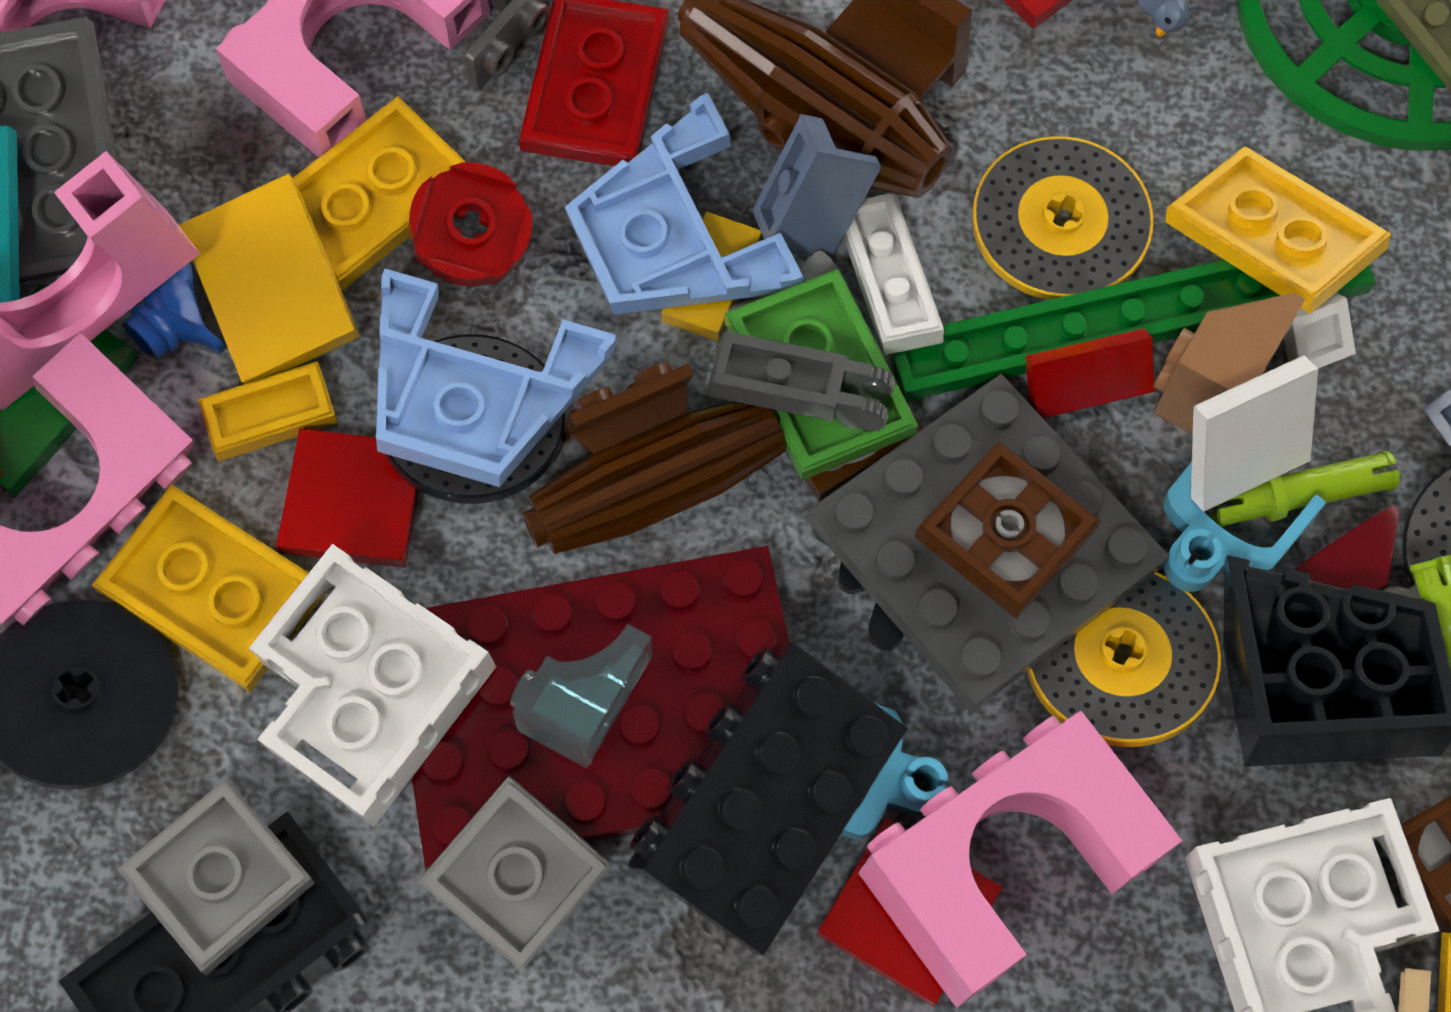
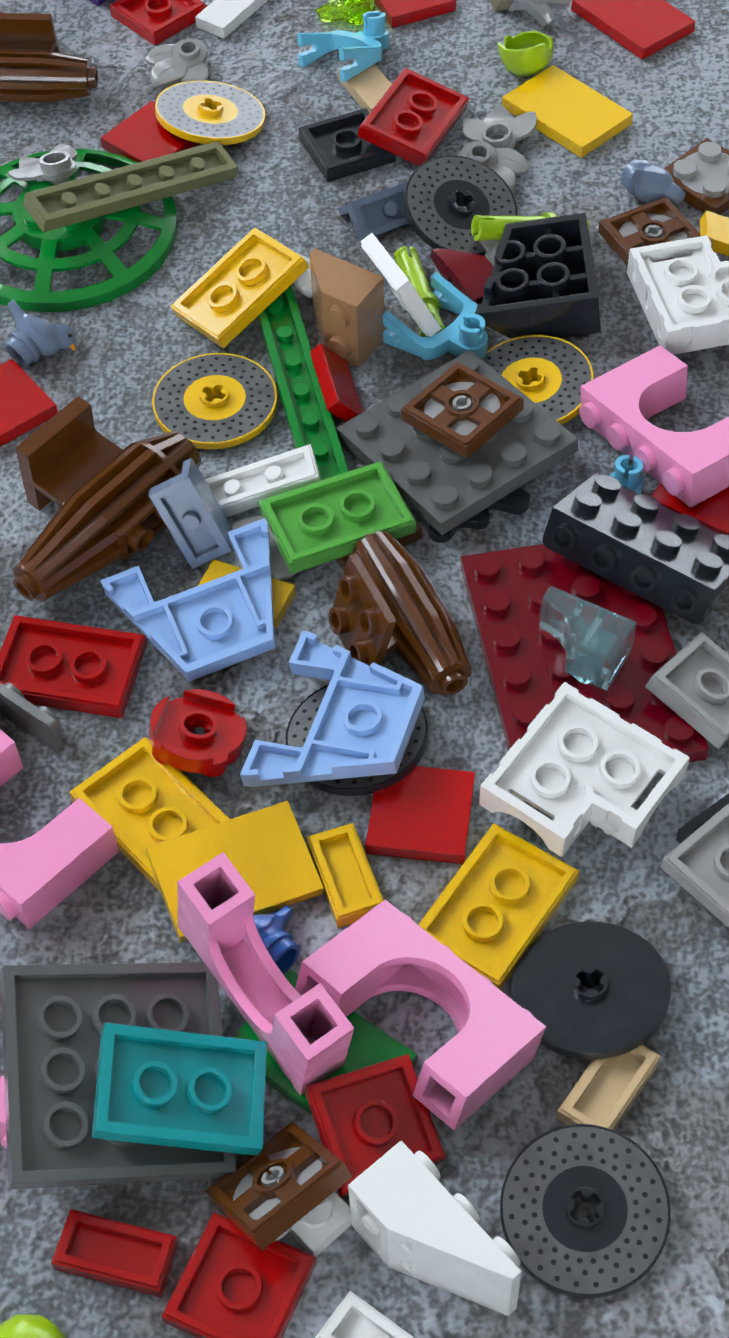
camera: 85 degrees left, 15 degrees down
(800, 381) = (353, 512): dark grey hinge -> none

